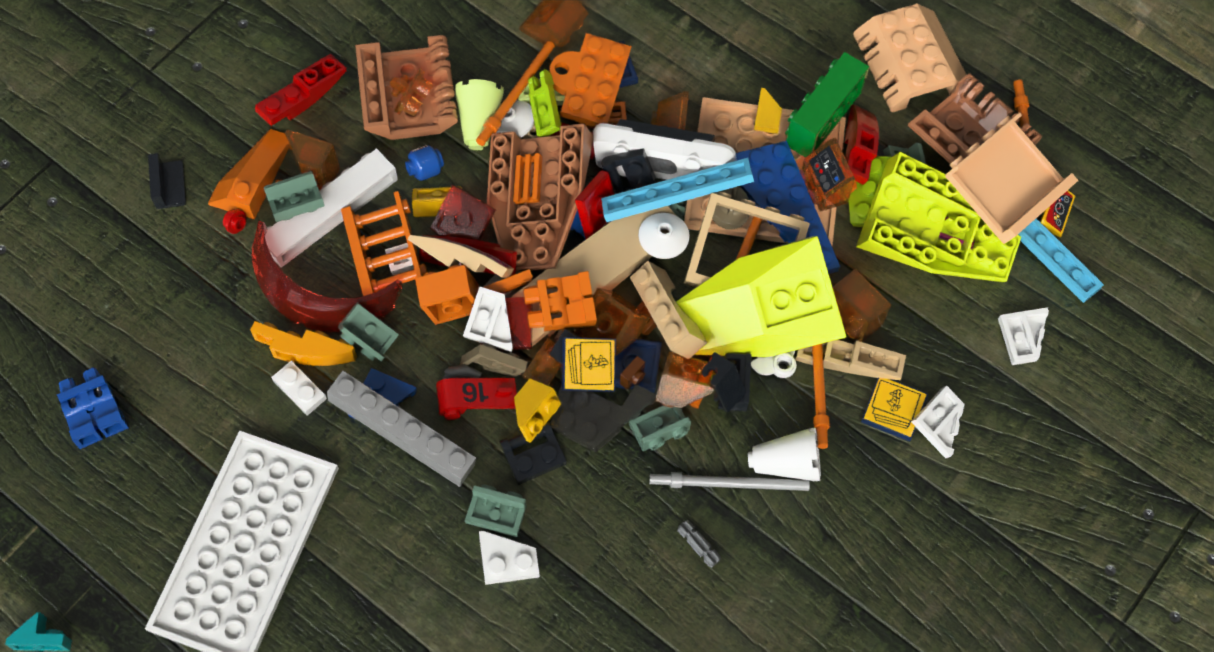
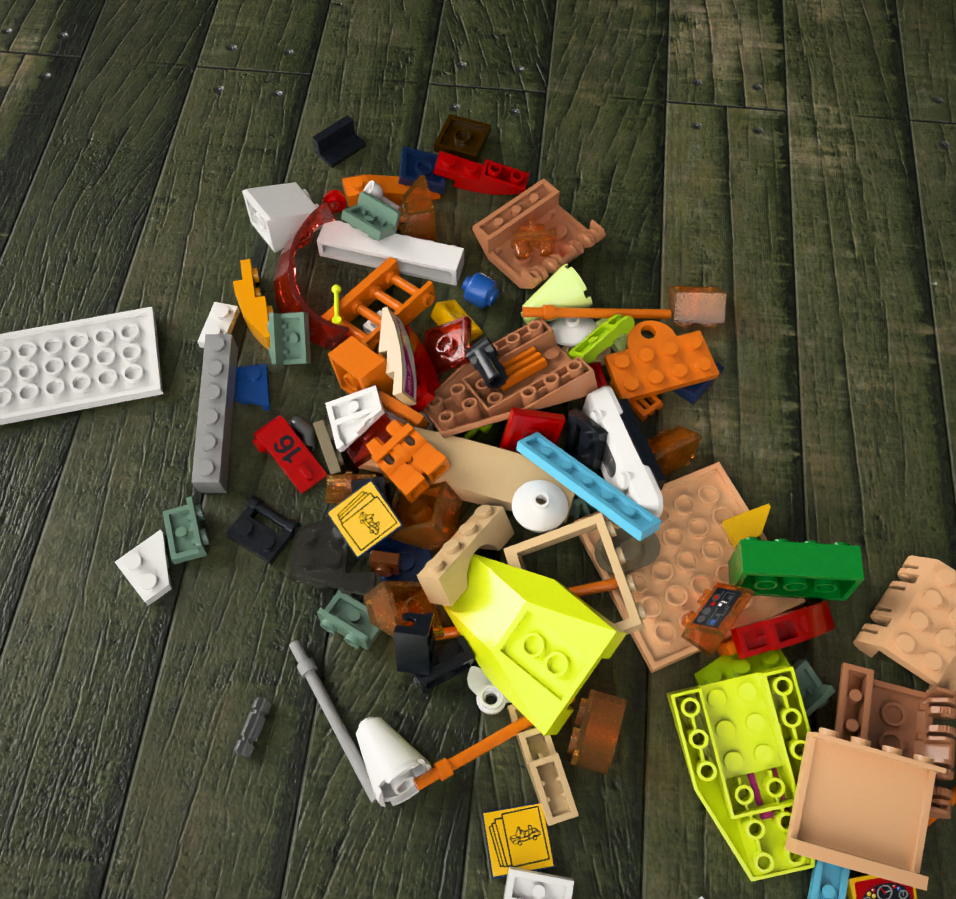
camera: 60 degrees right, 5 degrees down
(90, 409) = (116, 207): blue hips -> none
(219, 270) = (278, 211): none -> white slope
(245, 80) = (462, 137): none -> dark brown plate
(255, 134) = (417, 163): none -> dark blue tile
(263, 179) = (375, 189): none -> white hinge
(344, 269) = (336, 289): none -> neon yellow hinge
(506, 194) = (485, 360): none -> black piece
(534, 407) = (297, 502): yellow slope -> none
(782, 187) = (668, 584): blue wing -> none

